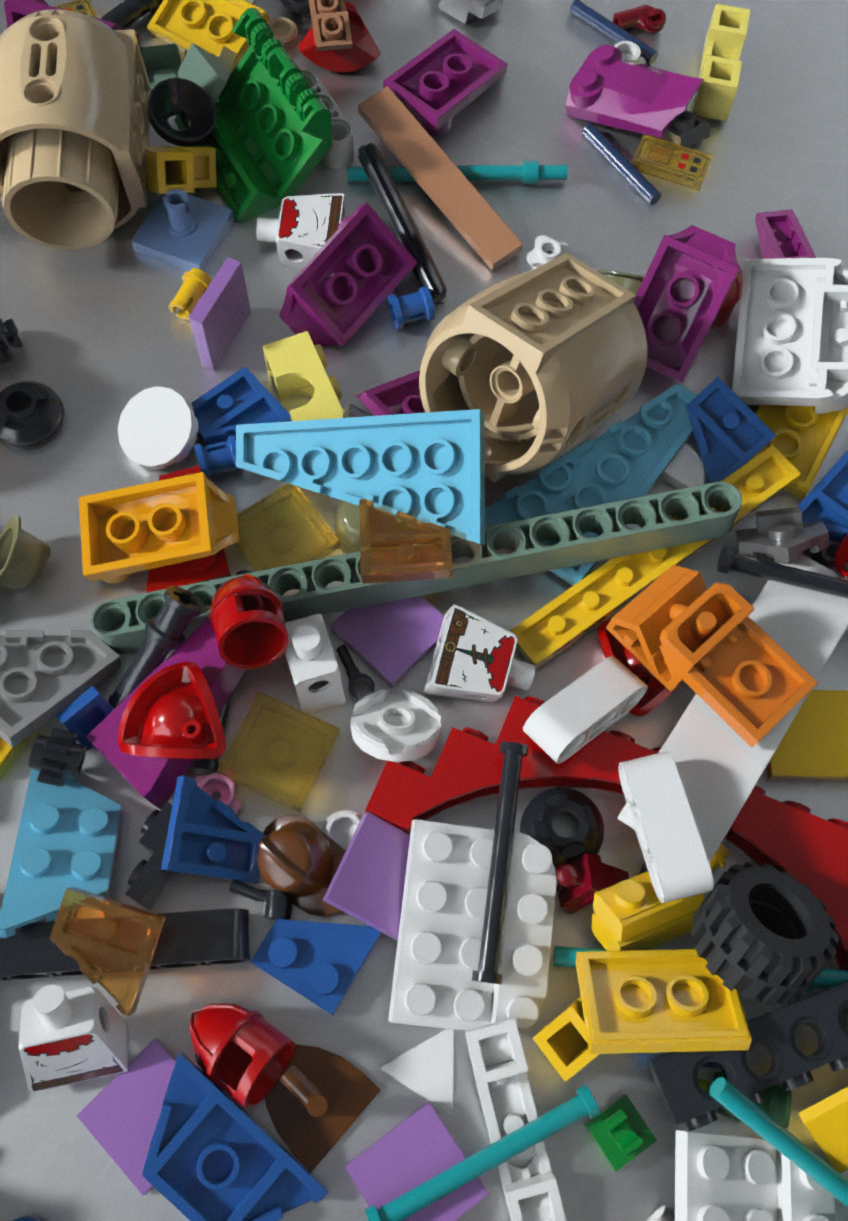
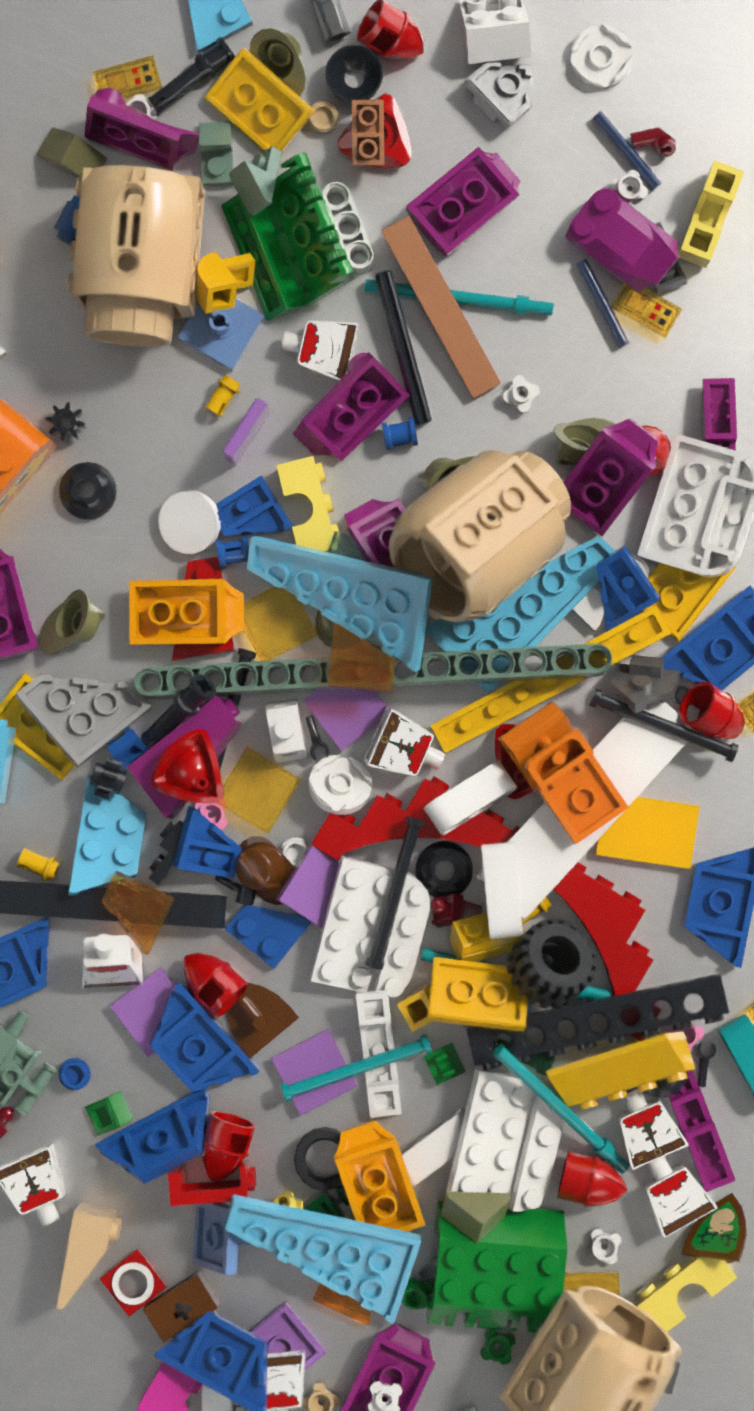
camera: 10 degrees right, 20 degrees up
(186, 100) = (245, 225): black piece -> none
(248, 623) = (246, 708): red helmet -> none
(428, 1069) = (330, 1009): white sticker -> none

